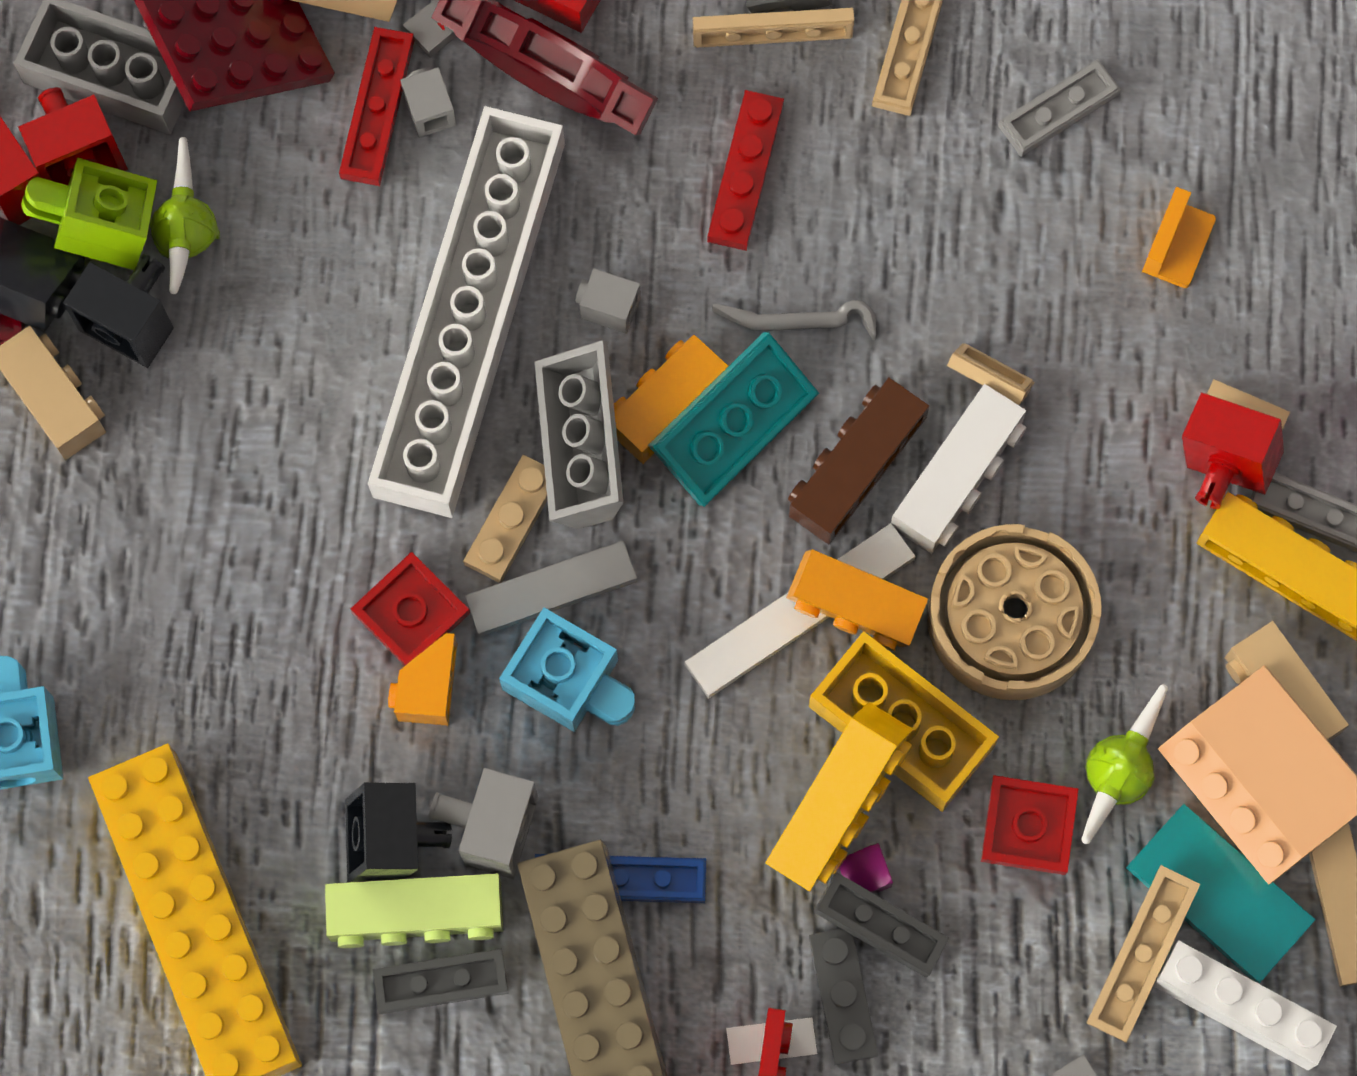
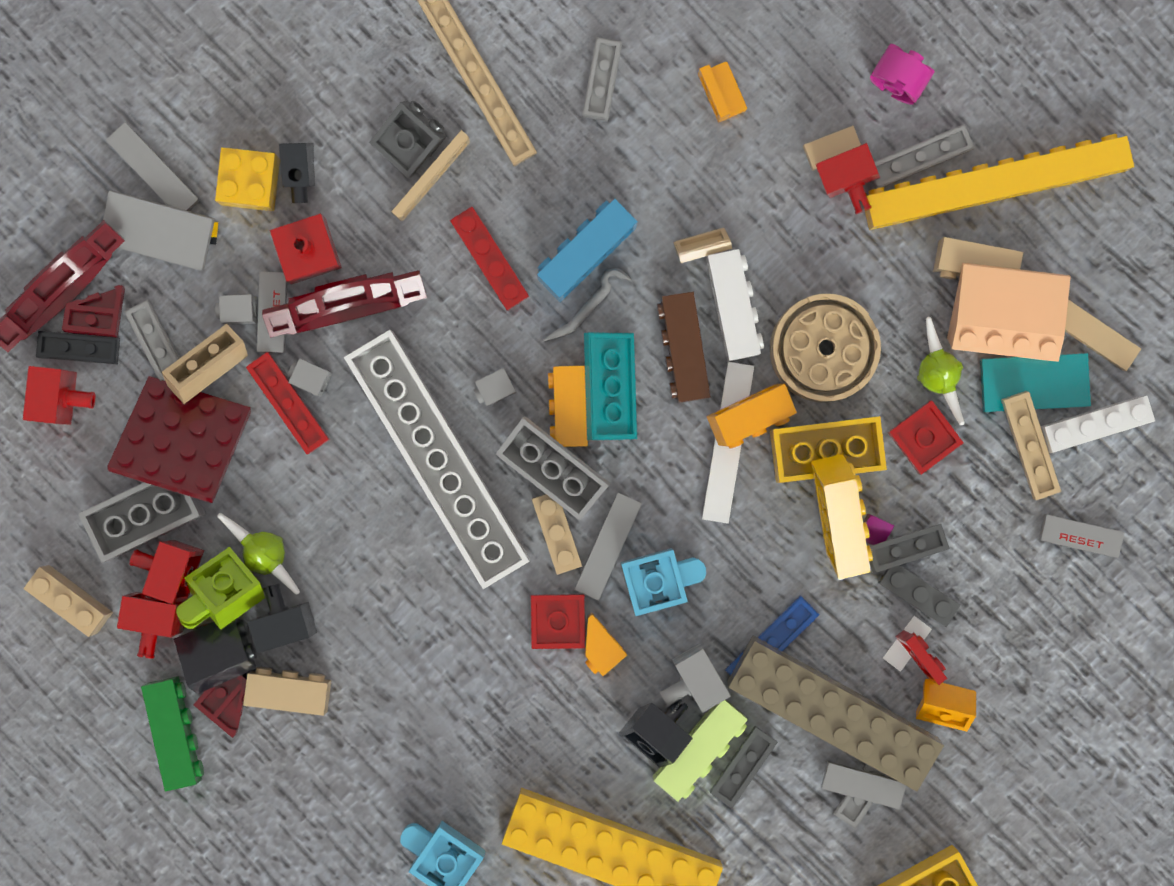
camera: 50 degrees left, 15 degrees up
(857, 251) = (587, 250): none -> dark azure brick

